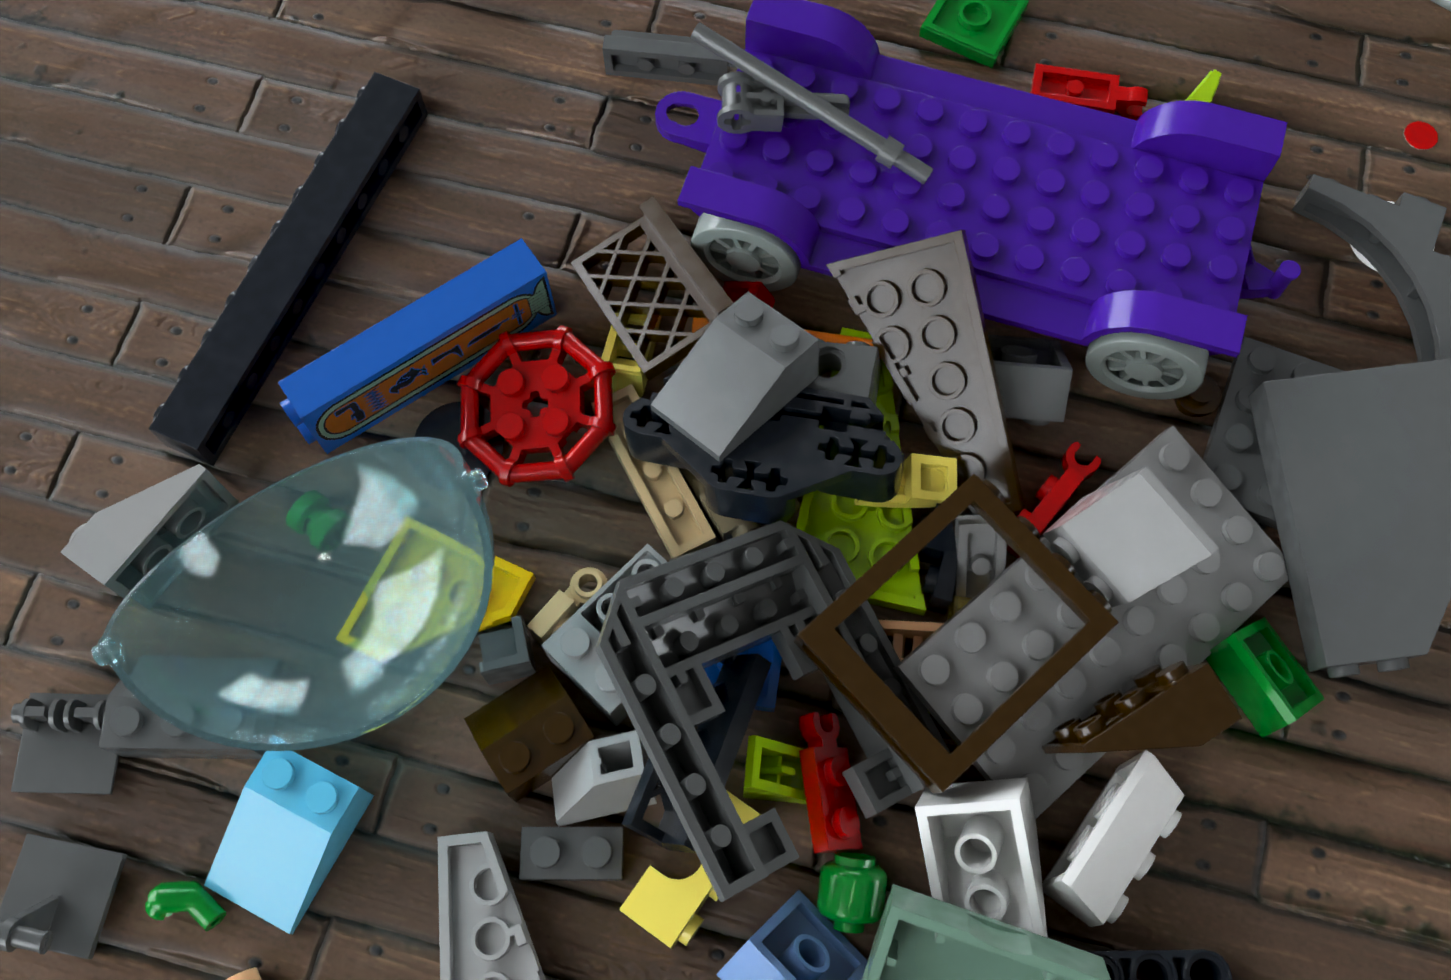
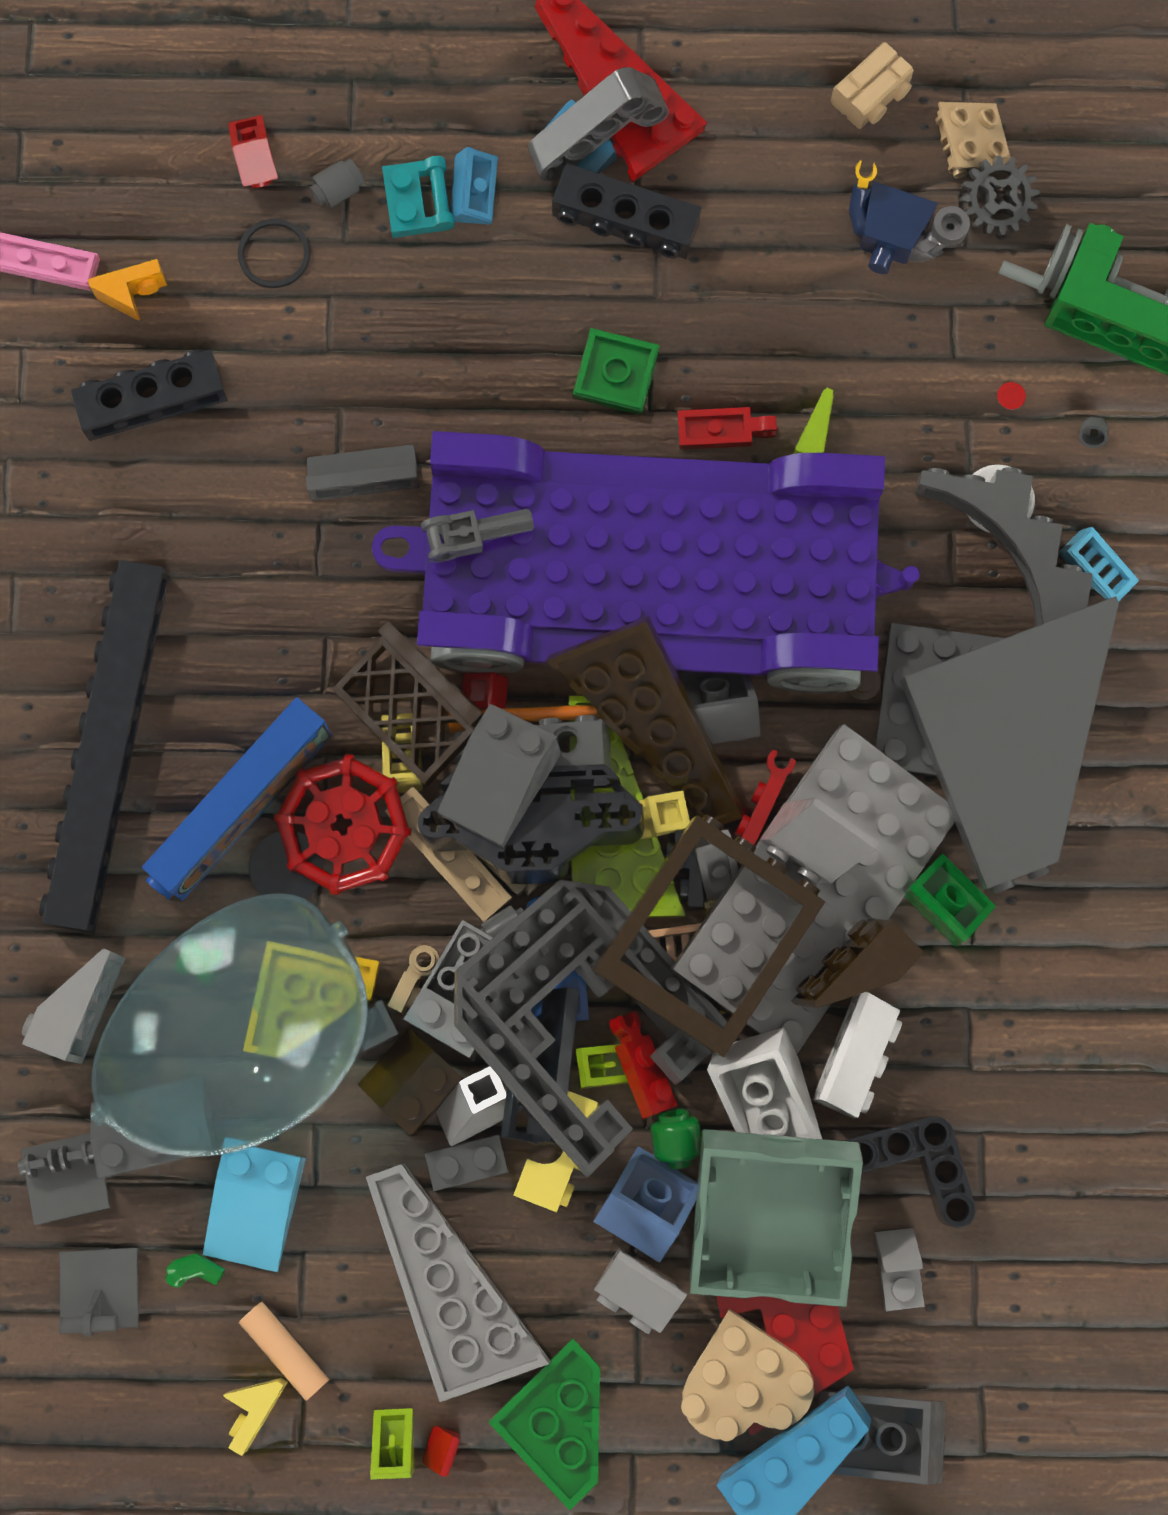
camera: 15 degrees left, 10 degrees up
(888, 150) = (572, 553): dark grey bar -> none

